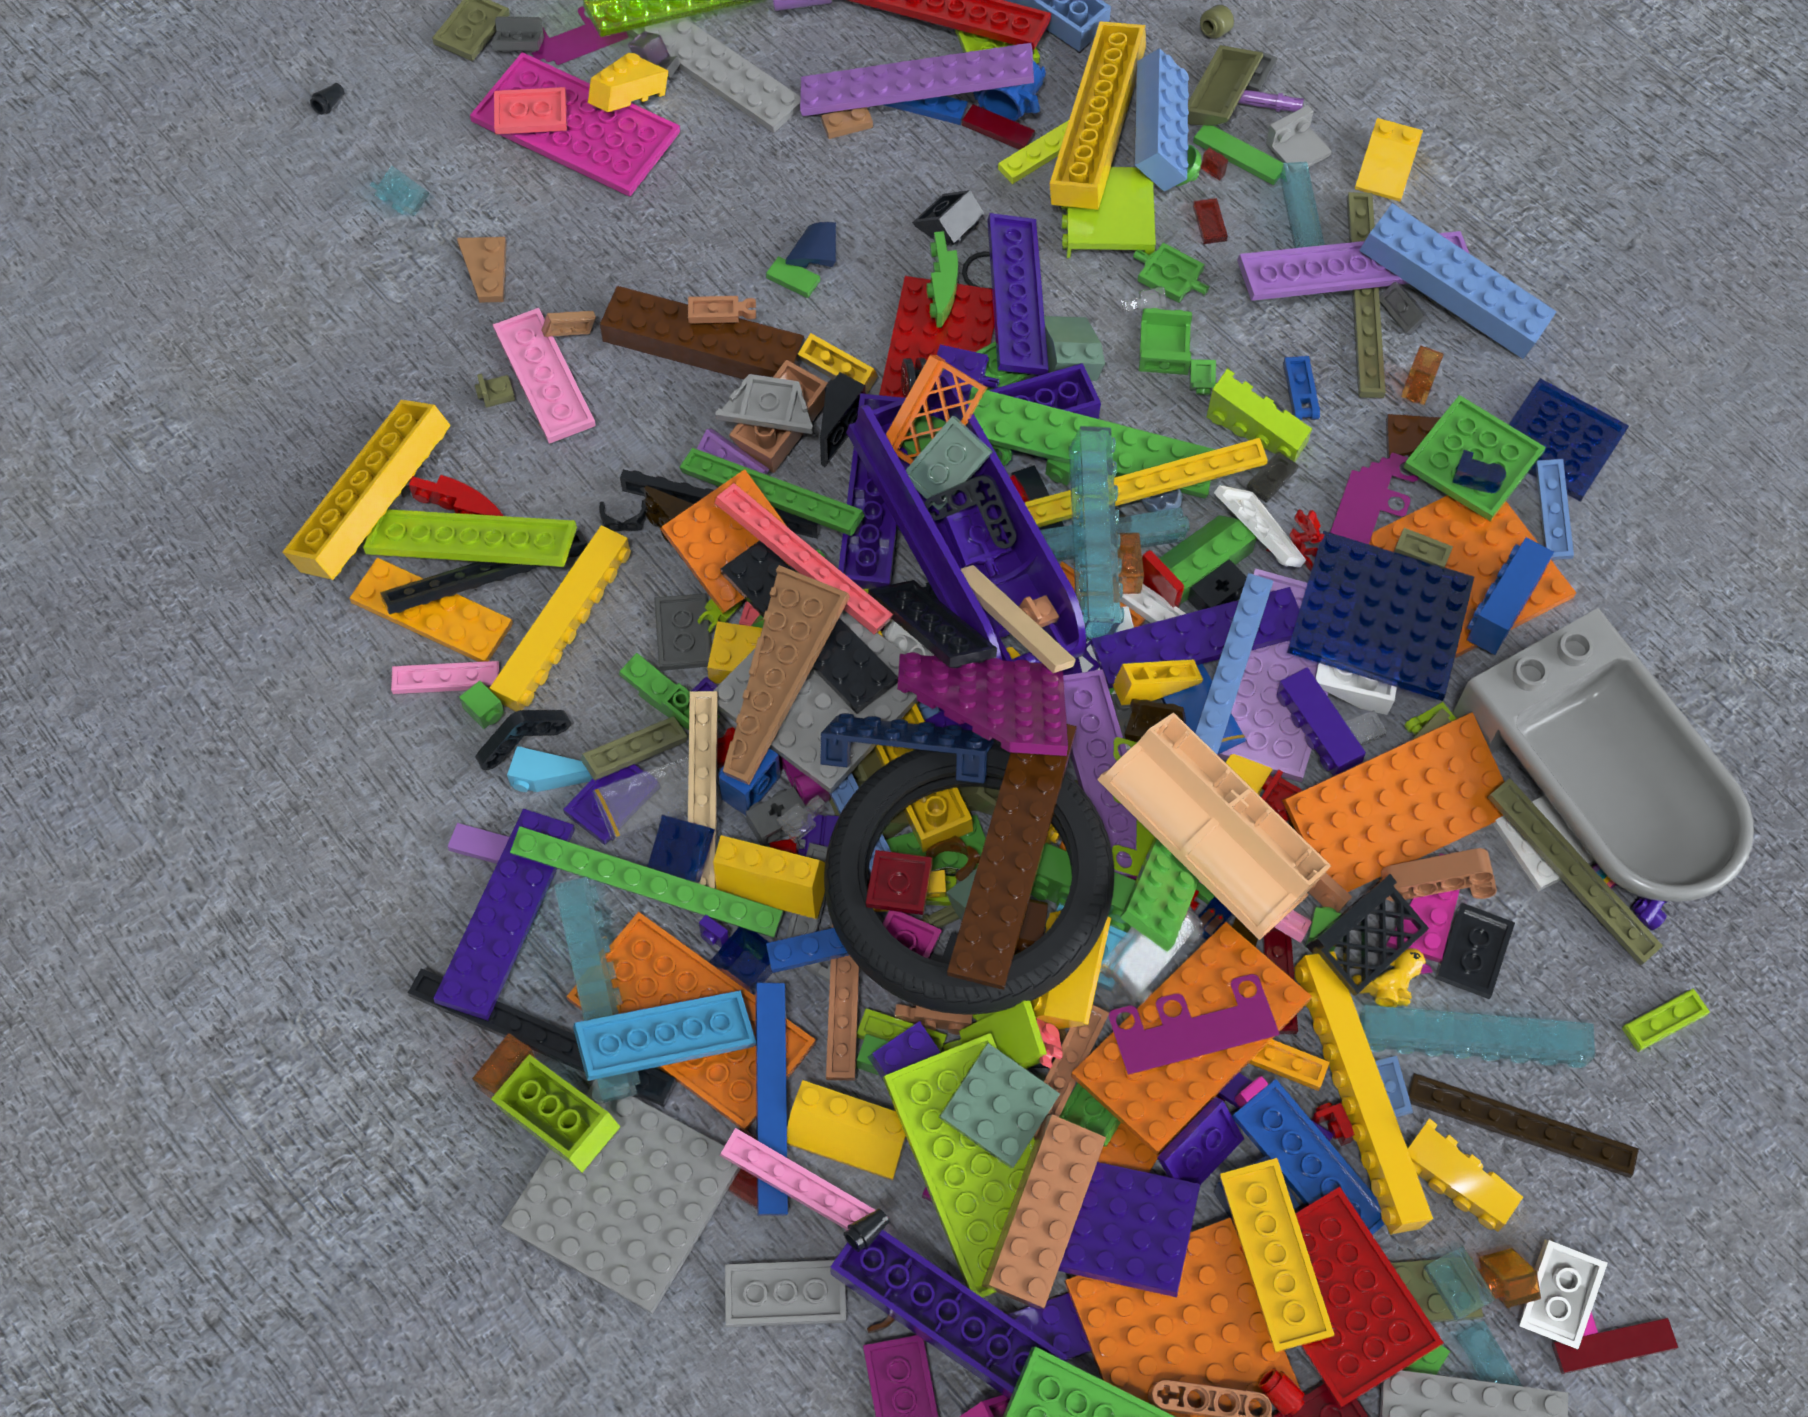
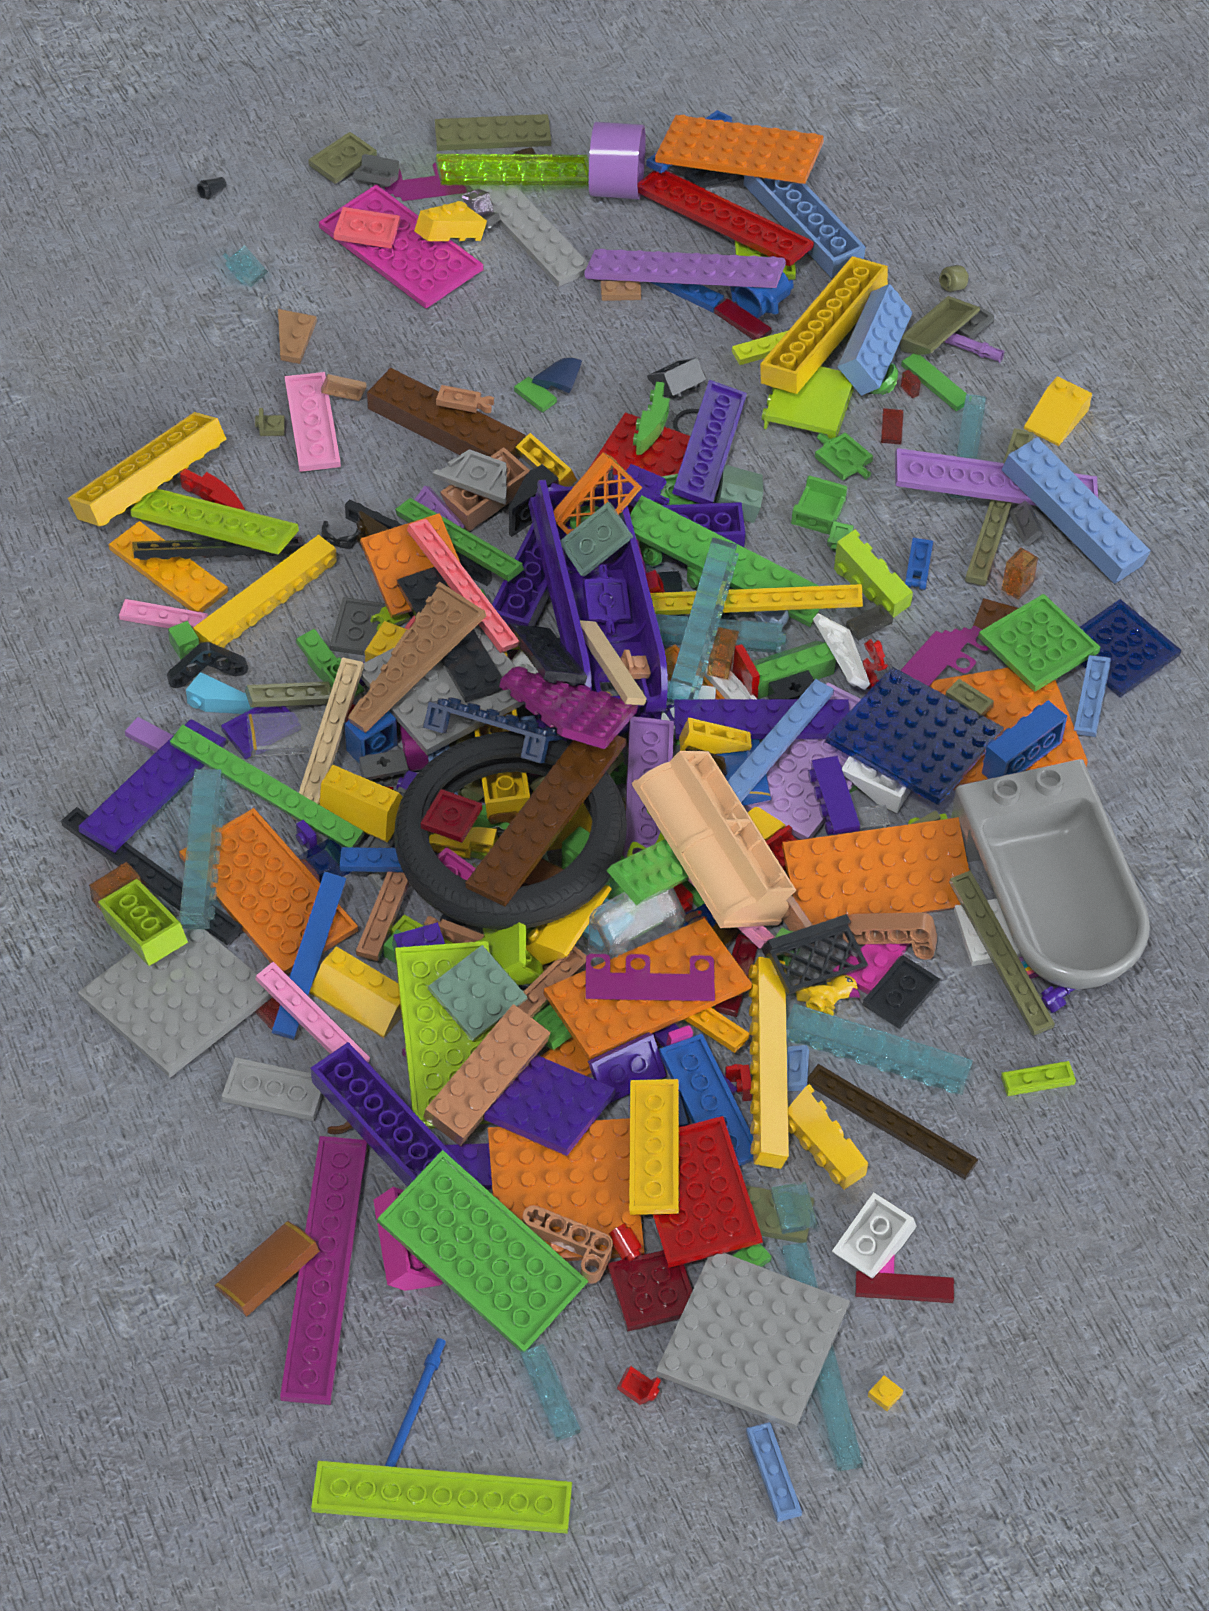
camera: 15 degrees right, 10 degrees down
(663, 1035) = (242, 887): dark azure plate -> none
(681, 848) = (300, 768): clear blue plate -> none
(800, 821) = (398, 772): clear plate -> none
(865, 1230) = (344, 1047): black cone -> none
(976, 497) = (609, 568): black beam -> none
(1051, 1041) = (534, 964): coral plate -> none
(1148, 299) = (819, 470): clear plate -> none
(1295, 140) = (986, 379): light grey bracket -> none
(1479, 474) = (1033, 652): clear blue leg -> none
(1510, 1277) = (833, 1212): clear orange brick -> none

